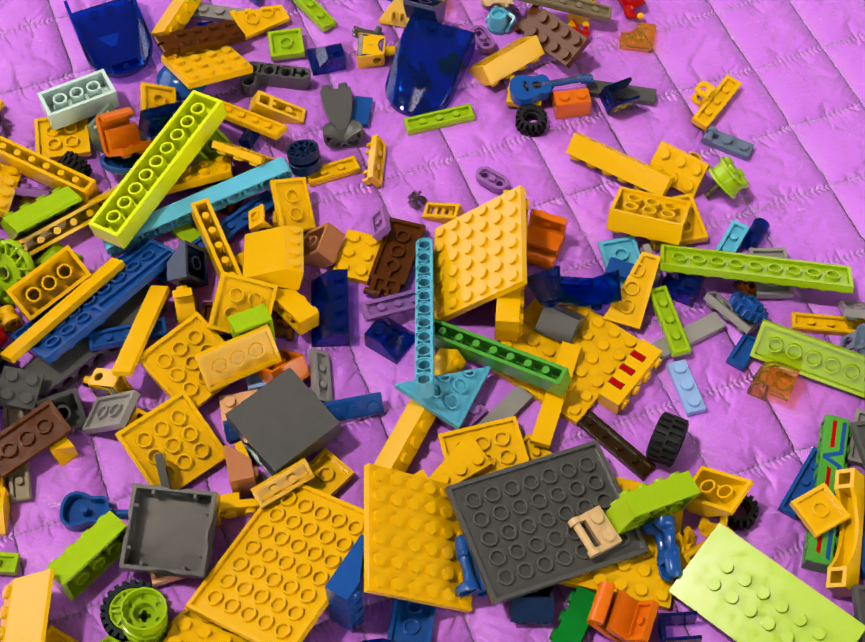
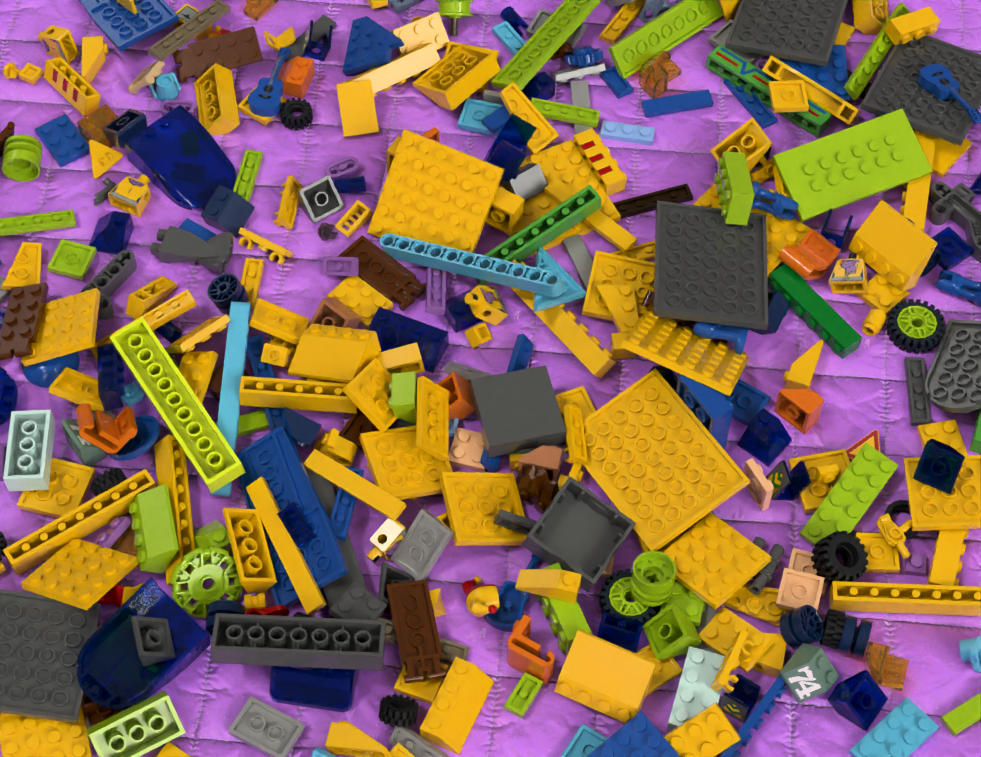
camera: 65 degrees left, 0 degrees up
(31, 542) = (525, 654): none -> orange piece
(76, 482) = (480, 598): none -> yellow piece
(82, 304) = (284, 516): none -> clear blue slope
(87, 616) = (620, 631): none -> clear blue brick
(94, 527) = (550, 583): none -> yellow slope
(213, 475) = (537, 488): none -> reddish brown plate
(369, 363) = (478, 335): none -> yellow slope
(391, 118) = (227, 211): none -> dark blue slope
(397, 350) = (486, 304): none -> yellow torso
(430, 158) = (288, 203): none -> yellow plate
(446, 177) = (319, 199): none -> dark grey slope
(476, 191) = (350, 184): none -> clear blue hinge
(561, 157) = (357, 108): none -> yellow tile
(599, 528) = (738, 236): tan plate -> none
(604, 74) = (282, 40): none -> yellow bracket
(639, 135) = (368, 46): none -> blue wing
(667, 439) = (676, 160): black tyre -> none
(753, 416) = (677, 103): none -> blue tile

